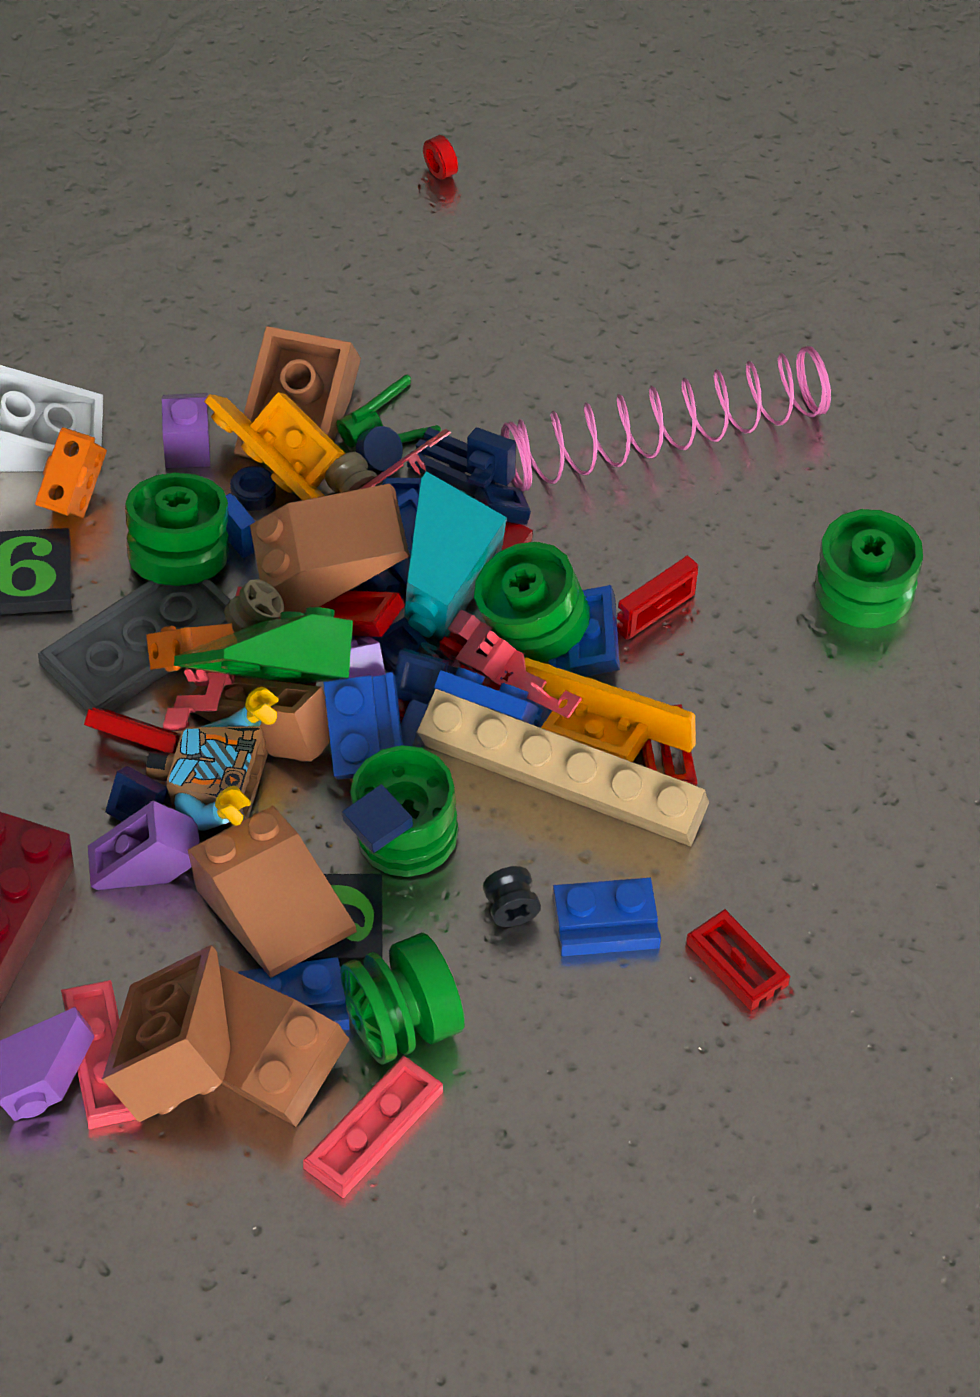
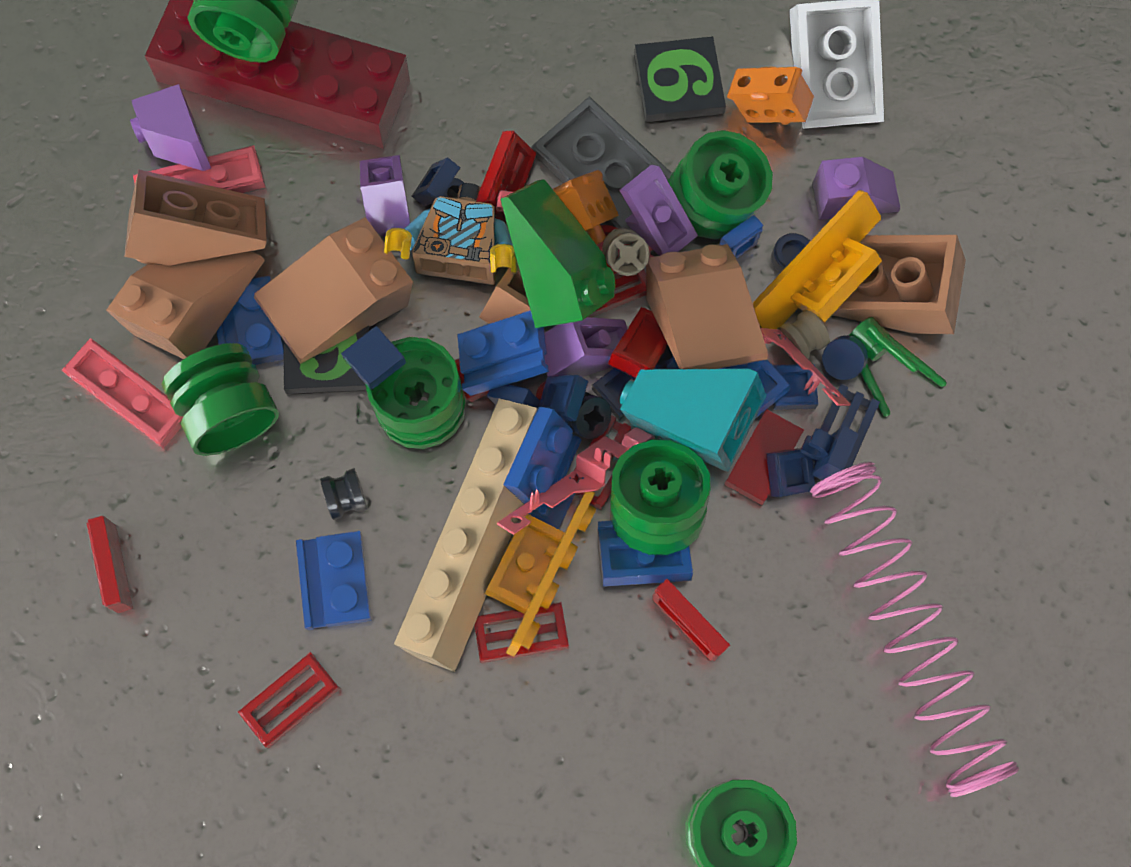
camera: 85 degrees right, 20 degrees up
(205, 583) = (657, 212): none -> medium lavender slope
(587, 1124) = (109, 564): none -> red tile

